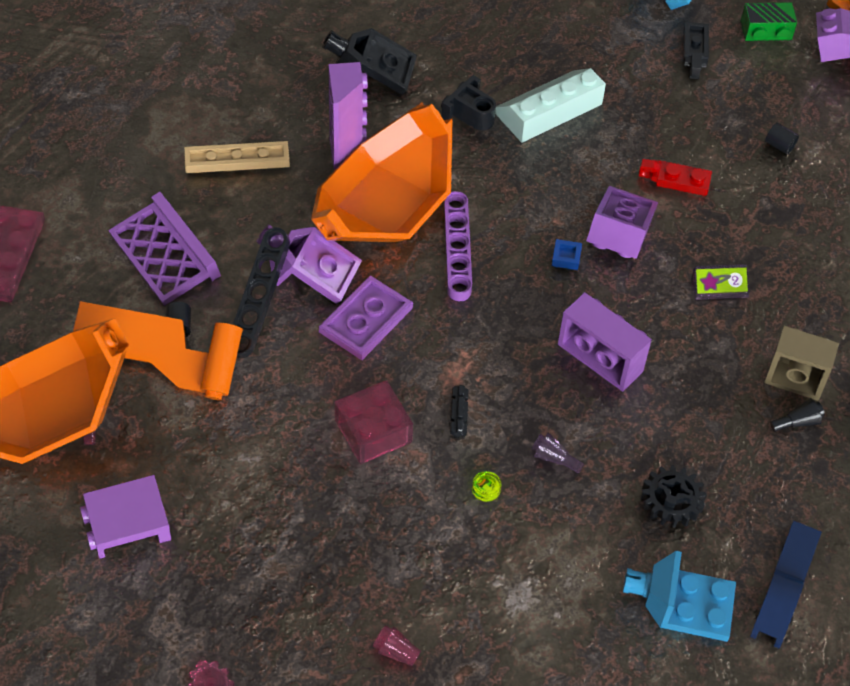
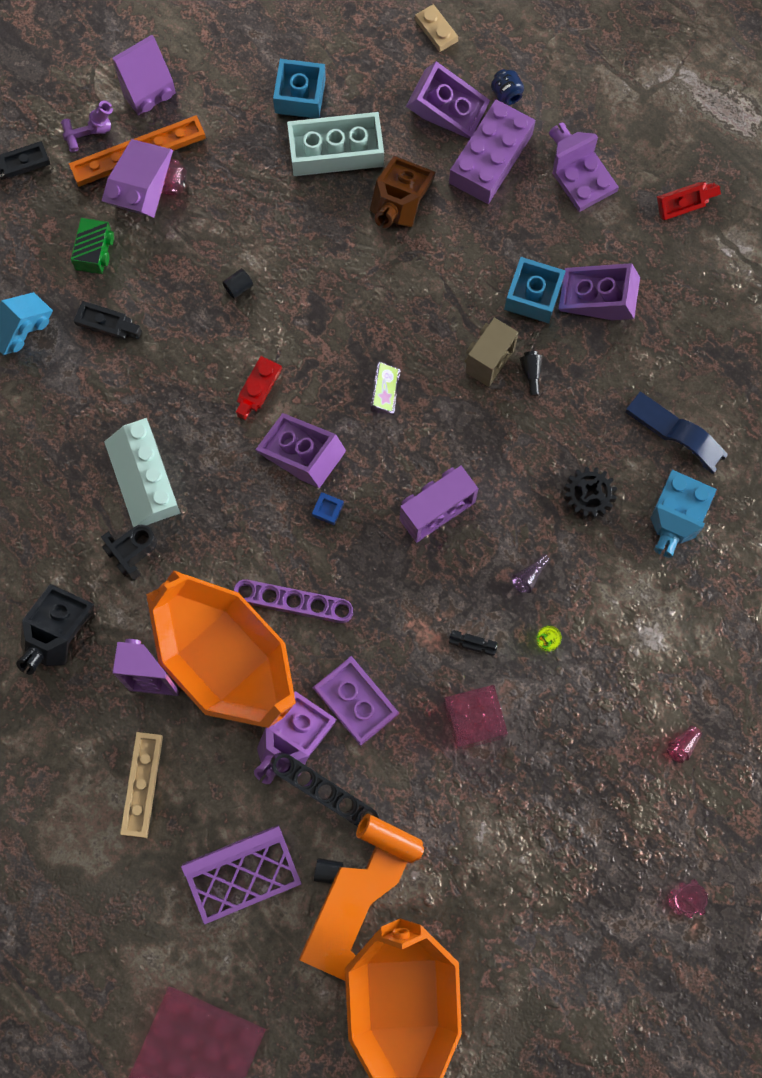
camera: 75 degrees left, 20 degrees up
(125, 514) = (530, 948): medium lavender panel -> none

